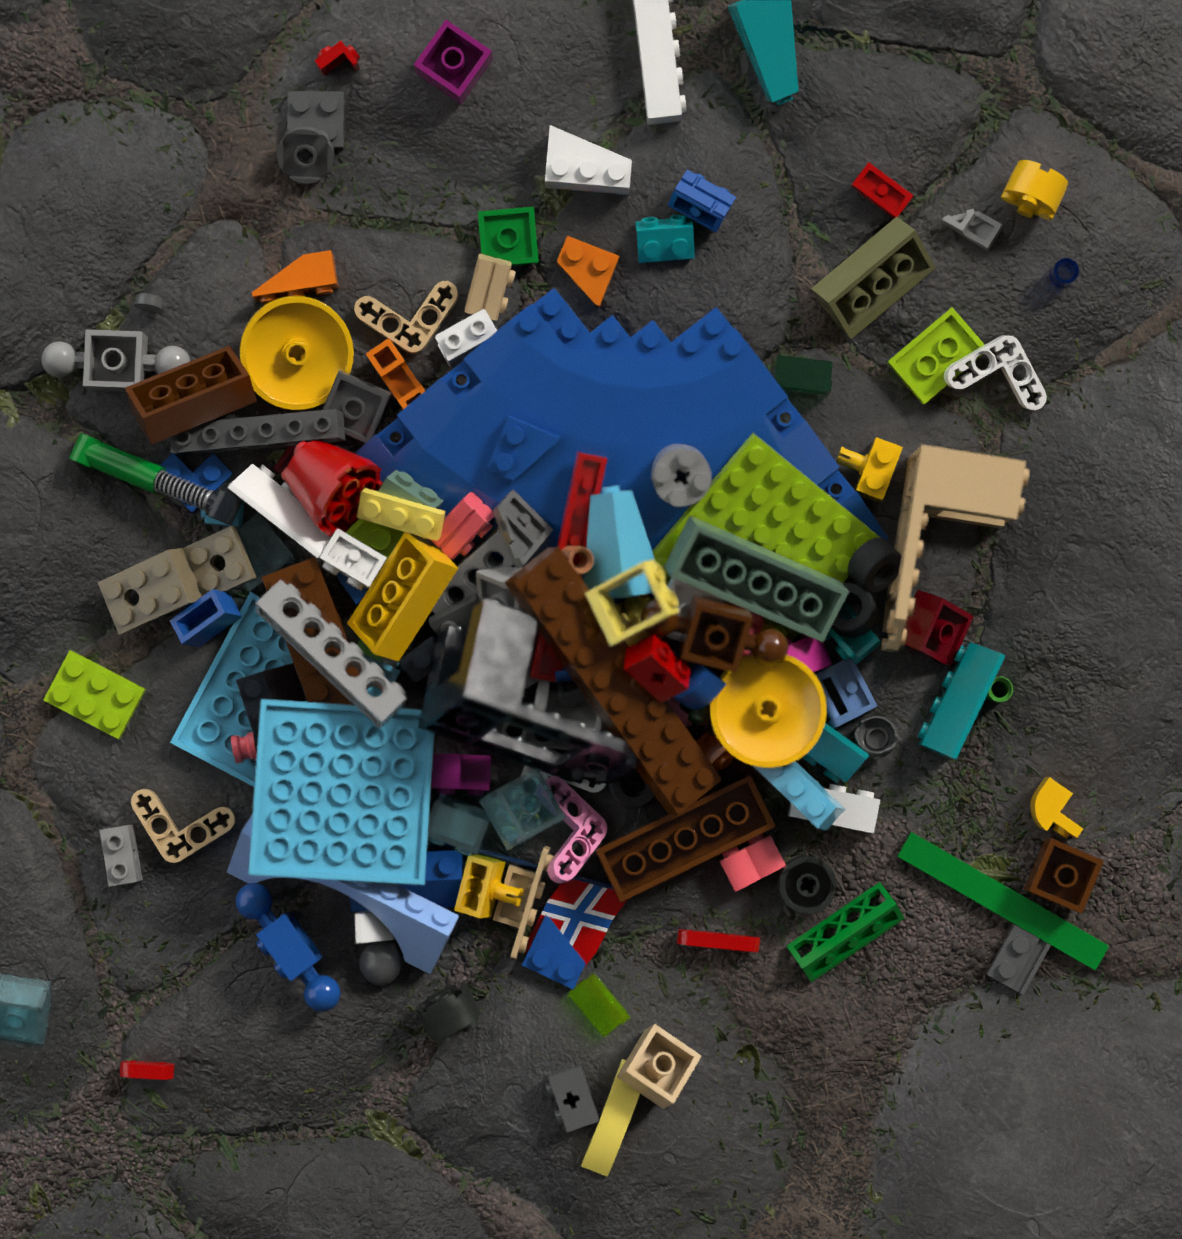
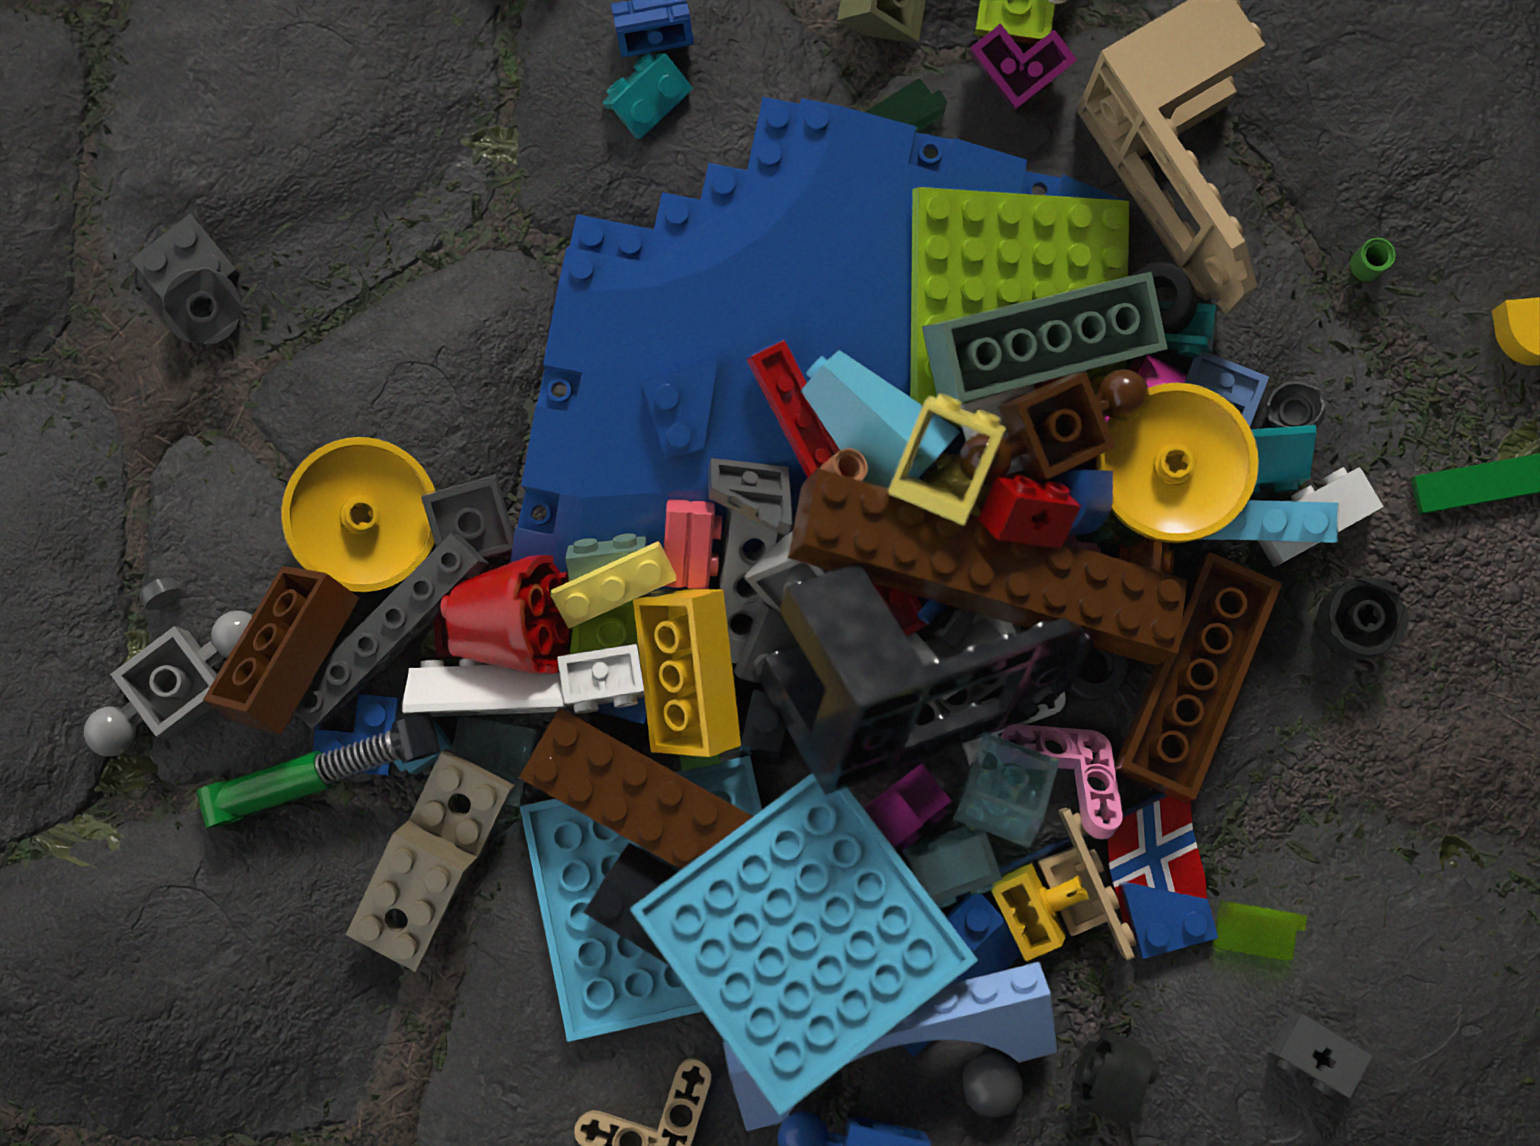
camera: 40 degrees left, 5 degrees down
(94, 694) = (442, 1059): lime plate -> none
(205, 618) = (495, 874): blue brick -> none
(244, 747) = (653, 978): coral wheel -> none
(305, 275) = (304, 426): orange slope -> none
(331, 57) = (150, 186): red bracket -> none
(370, 928) = (954, 1058): white slope -> none
(377, 709) = (641, 806): light grey brick -> none
(395, 373) = (481, 451): orange arch -> none
(416, 325) = (464, 388): tan beam -> none
(453, 61) = (279, 90): magenta brick -> none
(465, 337) = (524, 350): white panel -> none
(489, 286) = (507, 283): tan brick -> none
(509, 235) = (485, 221): green plate -> none
(584, 166) = (503, 85): white wedge -> none
(588, 267) = (592, 185): orange wing -> none
(611, 1127) = (1381, 1036): light yellow slope -> none
(659, 1066) = (1383, 941): tan brick -> none
(679, 491) = (896, 283): light grey brick -> none
(718, 940) = (1321, 755): red beam -> none
(751, 862) = (1285, 645): coral brick -> none
(849, 936) = (1453, 637): green fence -> none
(874, 468) = (1056, 141): yellow brick -> none
(874, 565) = (1147, 230): black tyre -> none
(885, 408) = (1019, 74): none -> magenta brick
(936, 628) = (1269, 248): dark red slope -> none
(960, 700) = (1350, 298): teal slope -> none

